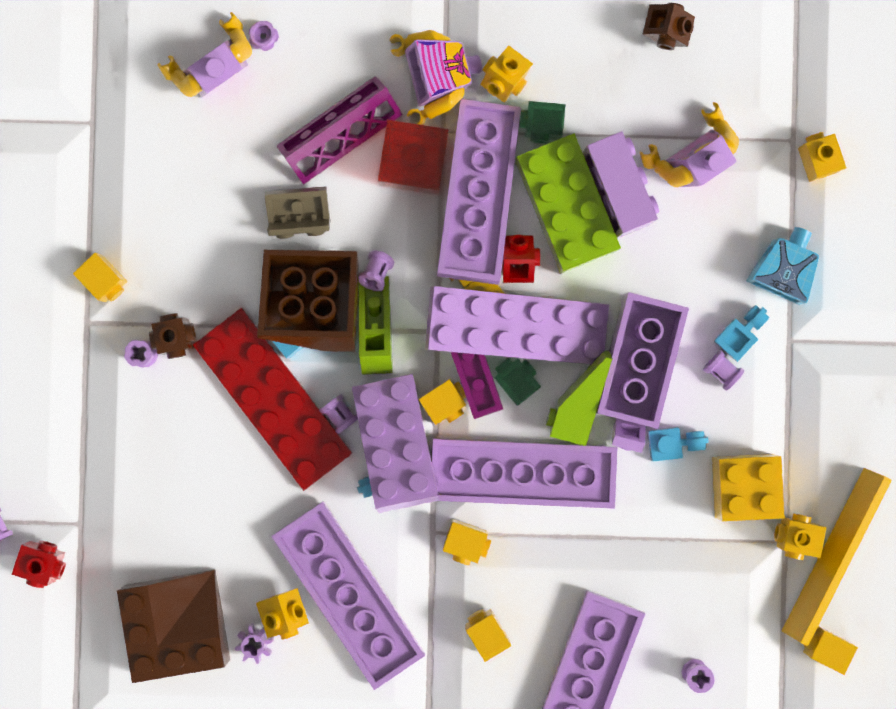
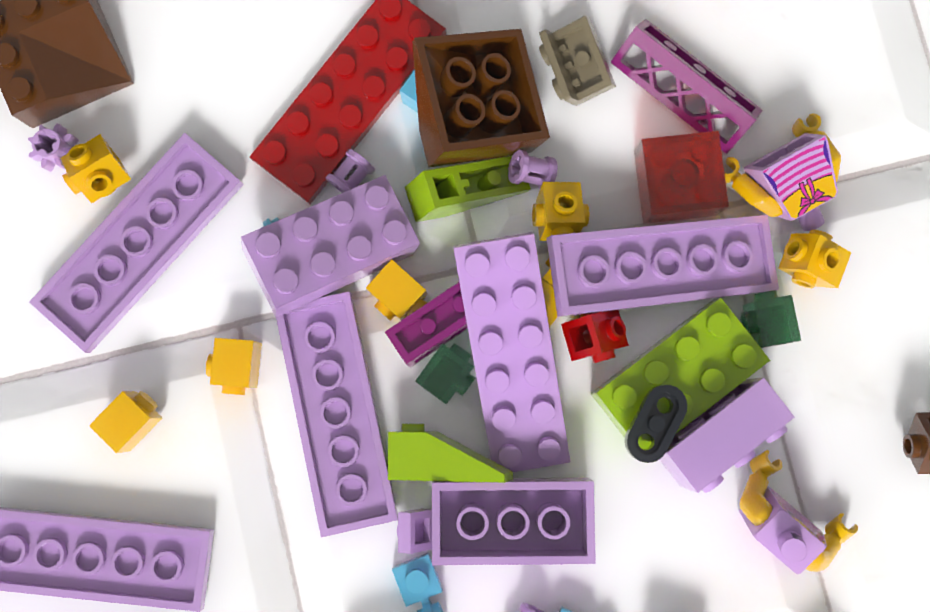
camera: 80 degrees right, 5 degrees down
(415, 259) = (559, 209): none -> yellow brick
(601, 232) = (658, 425): none -> black plate

